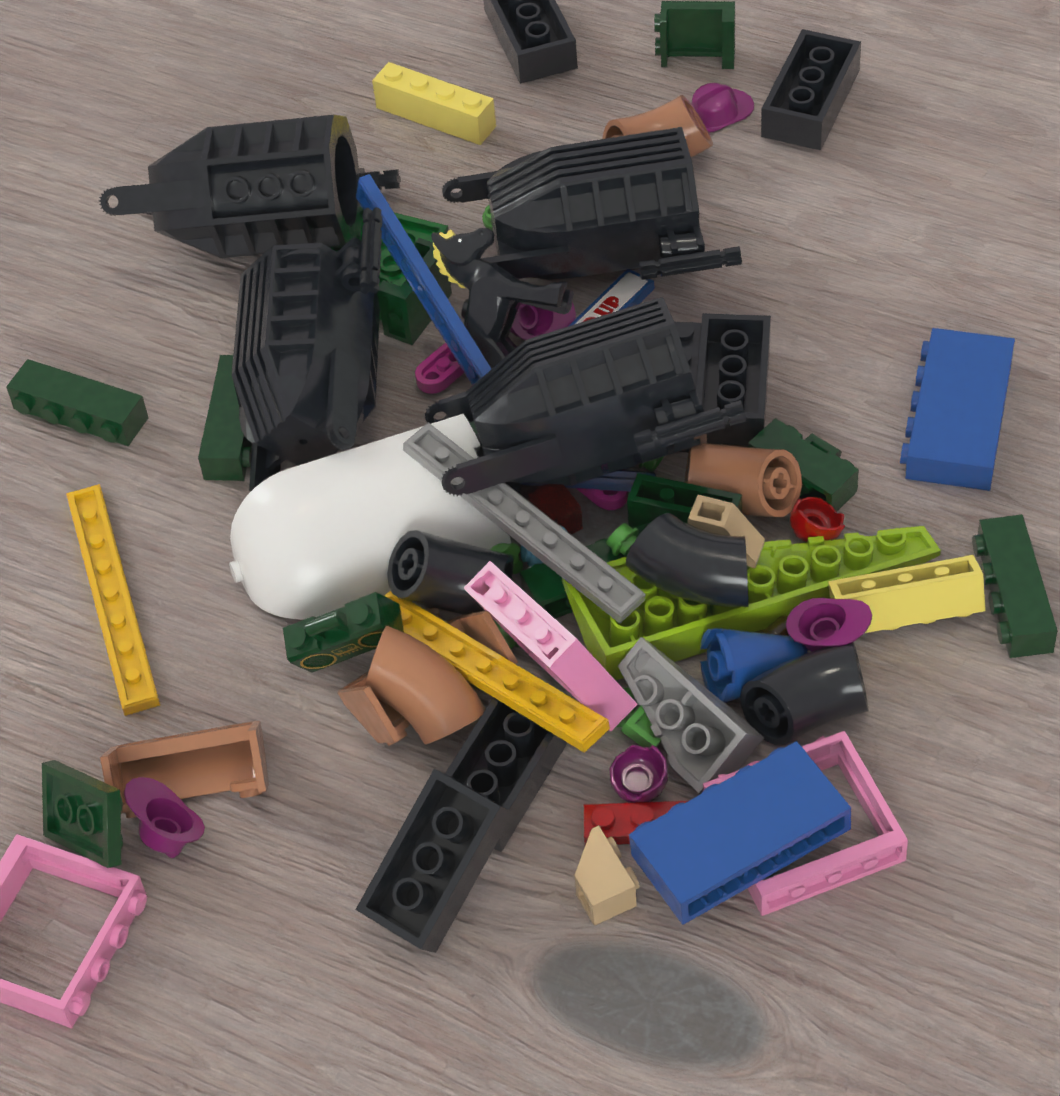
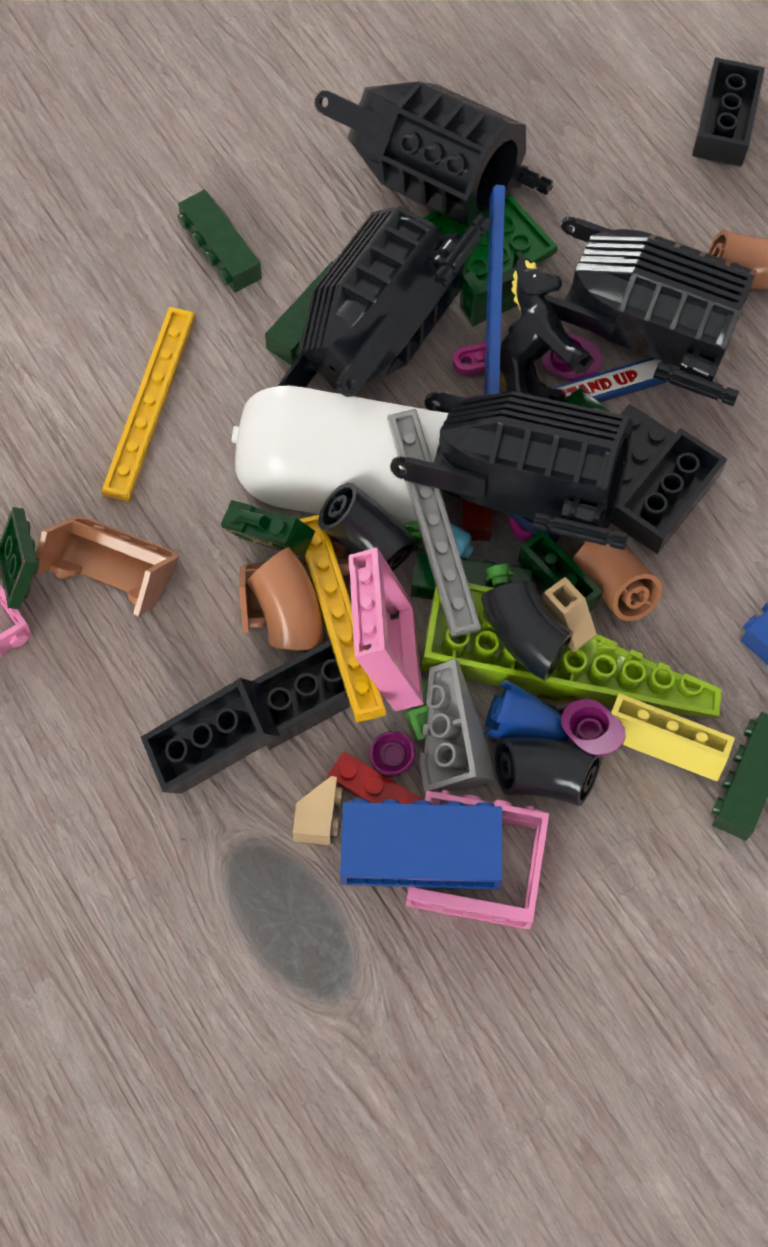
camera: 25 degrees right, 15 degrees up
(164, 818) = (70, 587): magenta piece -> none
(434, 103) = (617, 139): light yellow brick -> none
(816, 518) = (649, 637): red hair -> none
(820, 463) = (678, 606): dark green piece -> none

